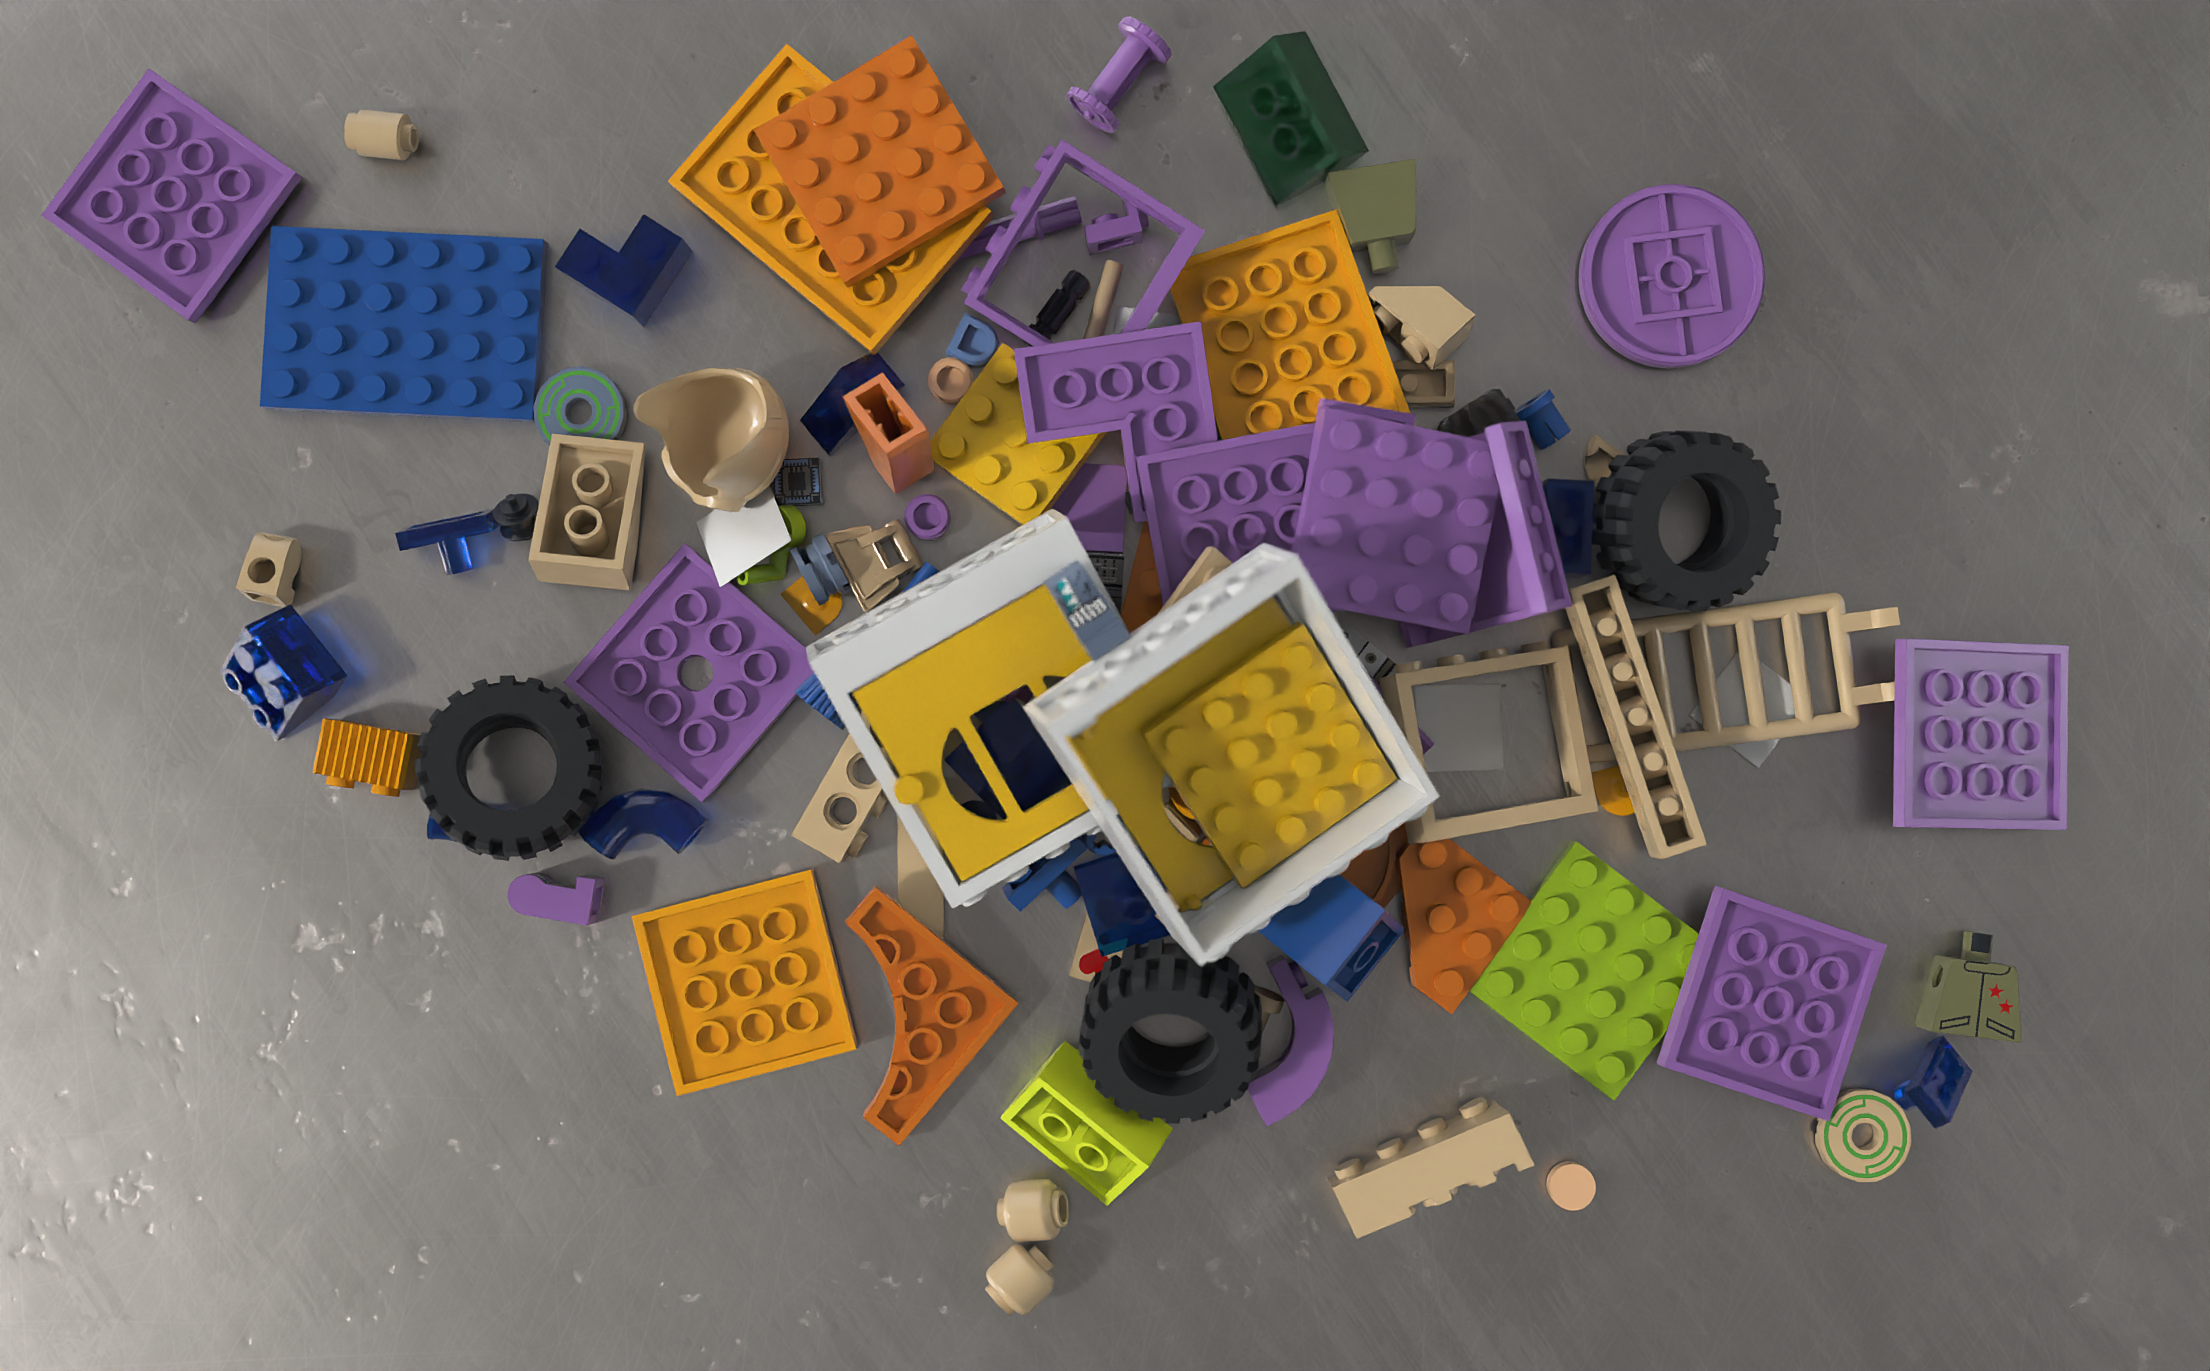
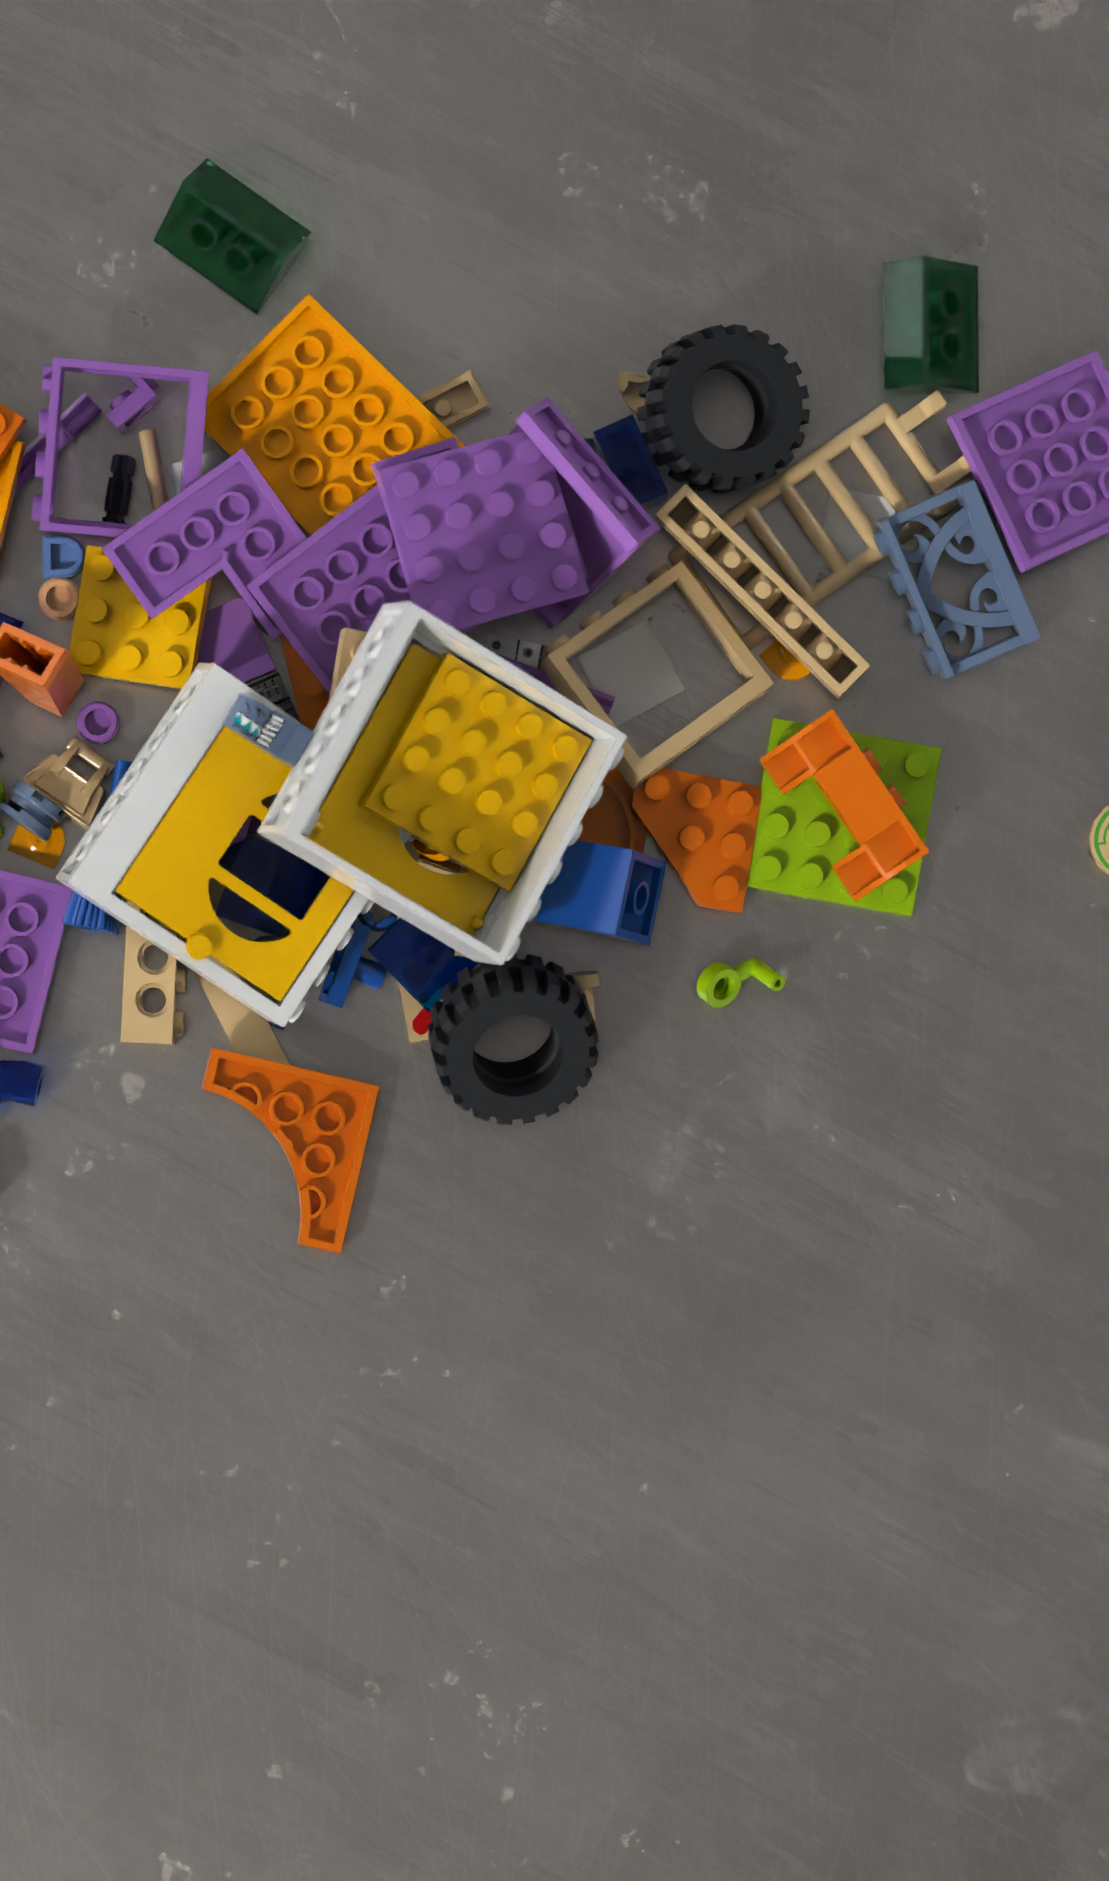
camera: 35 degrees left, 0 degrees up
(744, 982) = (143, 1184): light orange plate -> none
(1020, 1279) = (496, 1311): tan head -> none
(1033, 1210) = (478, 1249): tan head -> none
(1083, 1129) = (484, 1159): neon yellow slope -> none
(1119, 74) = (70, 272): medium lavender hose -> none
(1303, 1063) = (639, 1004): medium lavender arch -> none
(1376, 209) = (341, 277): olive torso -> none
(1397, 1072) = (721, 983): none -> lime plate
(1422, 321) = (426, 351): tan slope -> none
(1429, 1166) = (783, 1048): tan wedge -> none
(1479, 414) = (515, 400): clear smoke gear -> none
(1539, 411) = (568, 382): blue bush -> none
(1571, 1185) = (912, 1004): light nougat tile -> none
(1625, 961) = (856, 795): none -> orange bracket
(1671, 276) = (616, 208): medium lavender plate -> none
(1771, 1003) = (998, 769): medium lavender plate -> none
(1865, 849) = (1010, 603): none -> sand blue fence
(1918, 540) = (930, 326): none -> clear green slope

